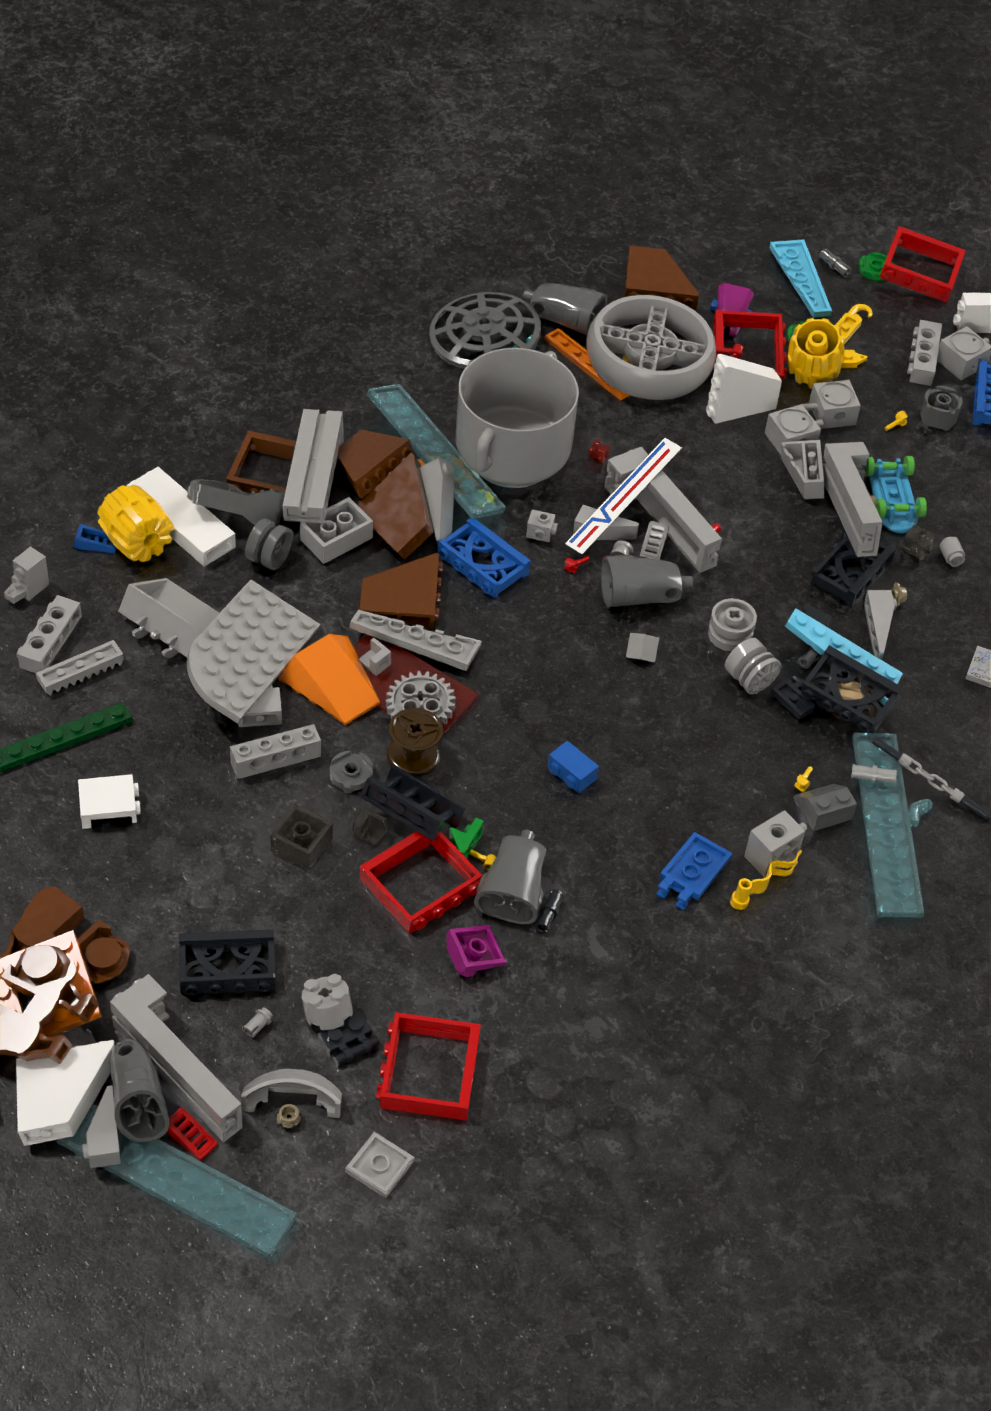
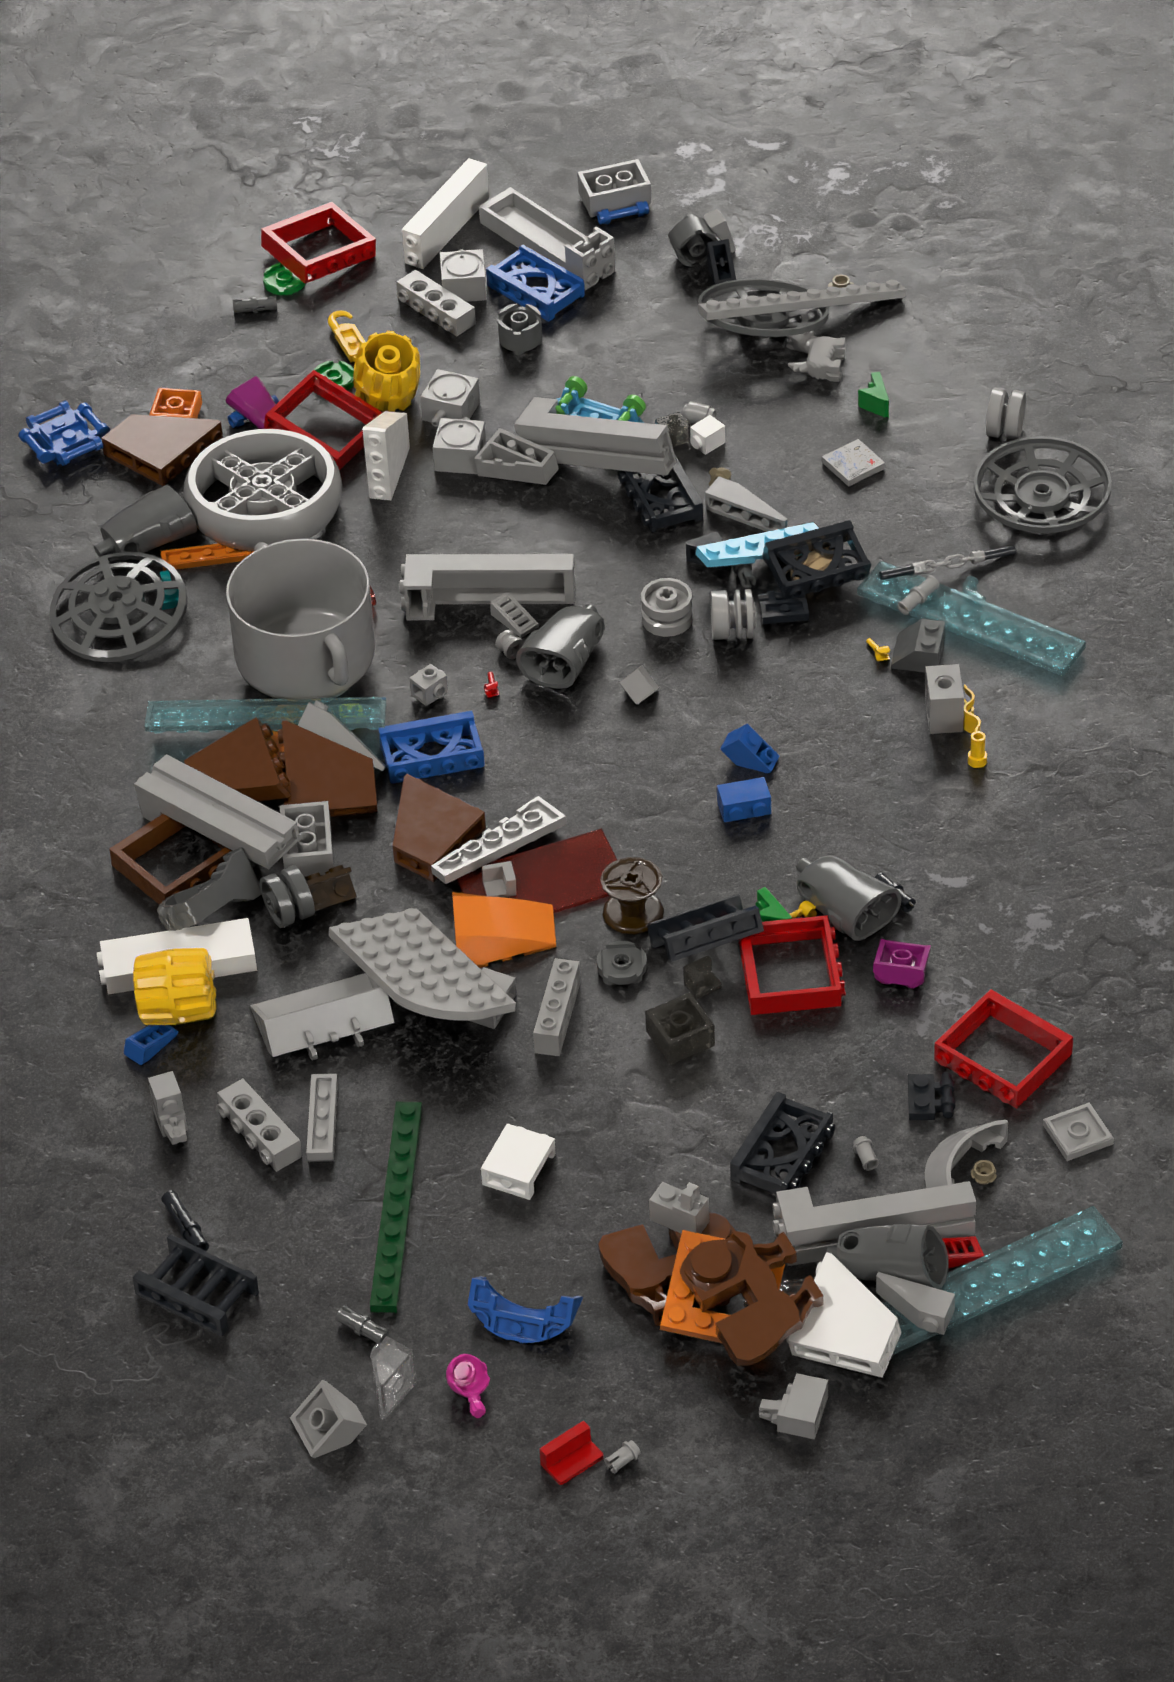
camera: 50 degrees left, 5 degrees down
(97, 920) = (679, 1208): none -> light grey hinge
(300, 564) = (331, 888): none -> dark brown bracket
(327, 1002) = (887, 1087): light grey brick -> none
(440, 699) = (577, 871): light grey gear -> none
(618, 530) = (462, 642): light grey slope -> none
(621, 229) = (65, 435): none -> blue brick
(623, 496) = (455, 599): white sticker -> none
(627, 747) = (749, 750): none -> blue slope
(693, 869) = (922, 773): blue tile -> none
(698, 269) = (176, 403): none -> orange brick
(735, 352) = (328, 430): red hand -> none
(801, 272) = (240, 333): medium azure wing -> none
(901, 418) = (503, 364): yellow hand -> none
(934, 565) = (707, 434): none -> white brick

